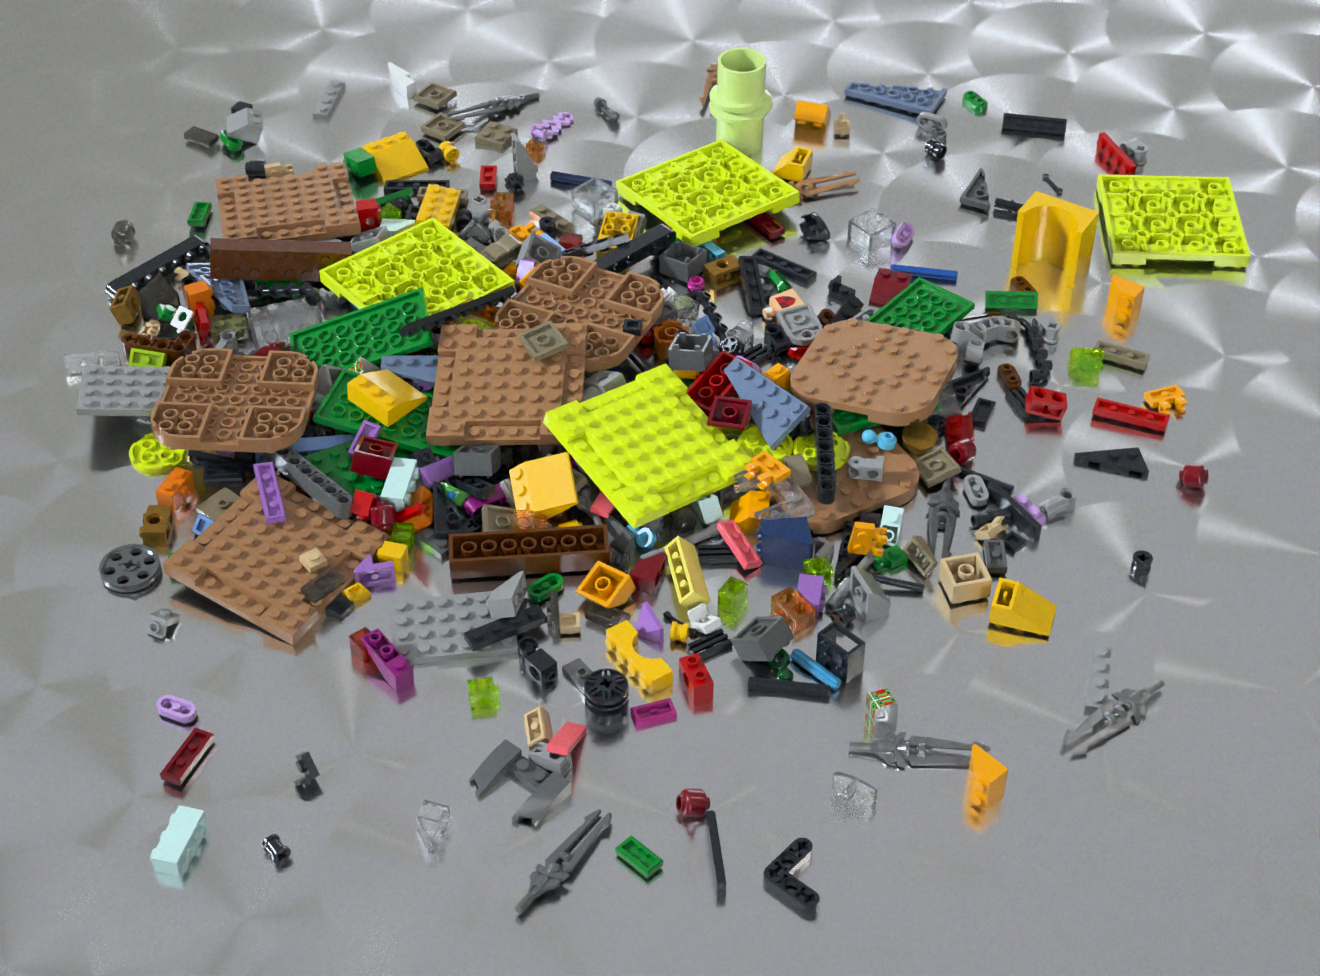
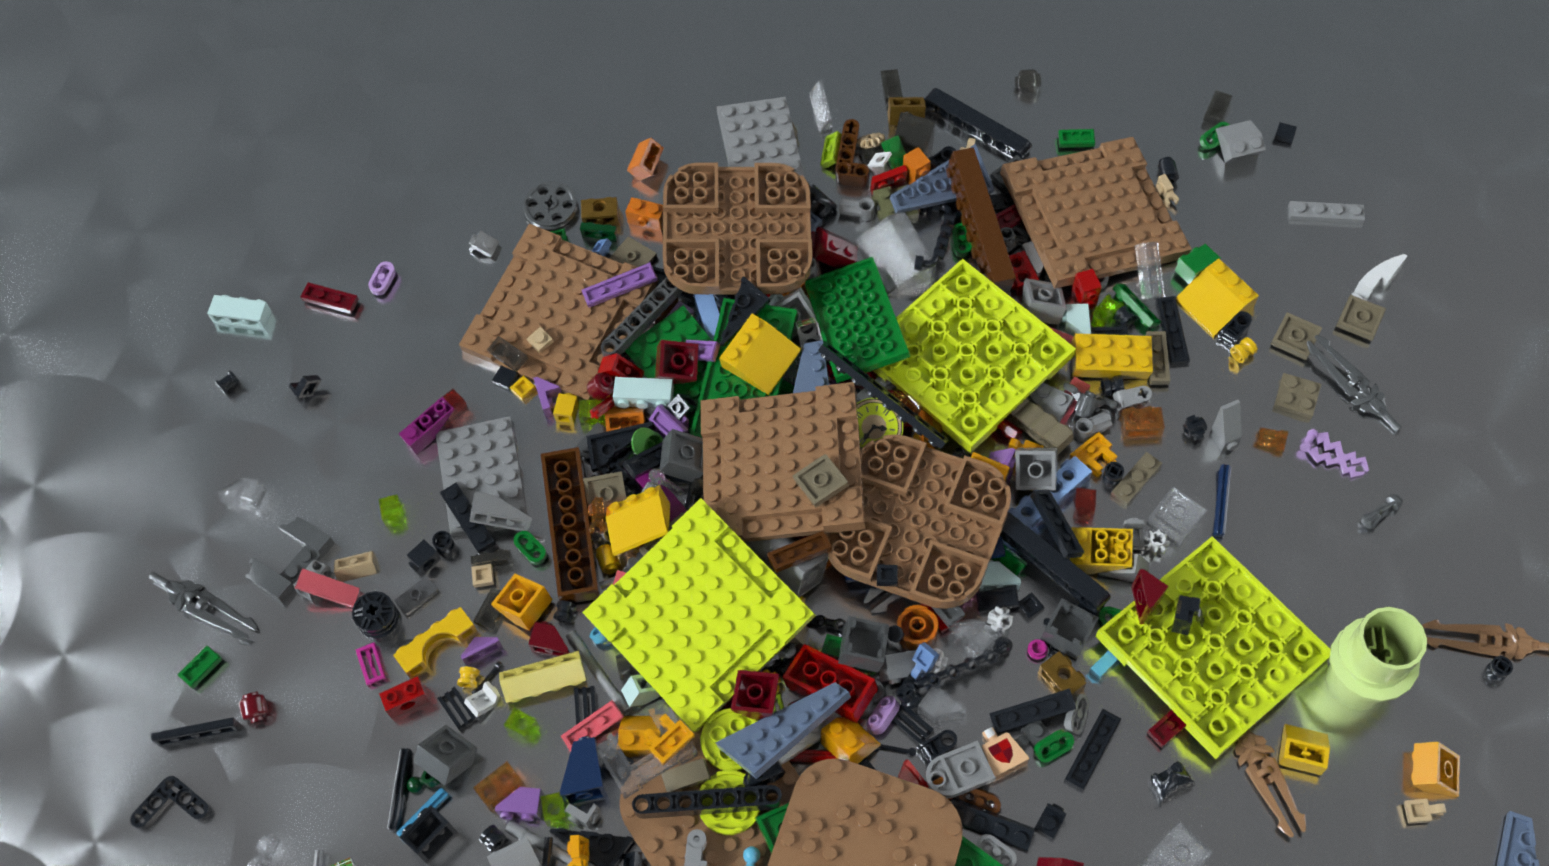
camera: 90 degrees right, 20 degrees up
(86, 317) = (891, 84): none -> clear smoke plate
(104, 485) = (645, 159): none -> orange brick
(182, 527) = (598, 232): none -> dark green plate
(332, 395) = (747, 301): none -> black wing
(358, 185) = (1149, 270): none -> clear slope
(488, 177) = (1203, 399): red plate -> none
(500, 473) = (658, 478): none -> clear piece
(603, 370) = (799, 551): none -> reddish brown plate
(671, 201) = (1147, 594): none -> dark red slope
(688, 188) = (1184, 614): none -> black piece

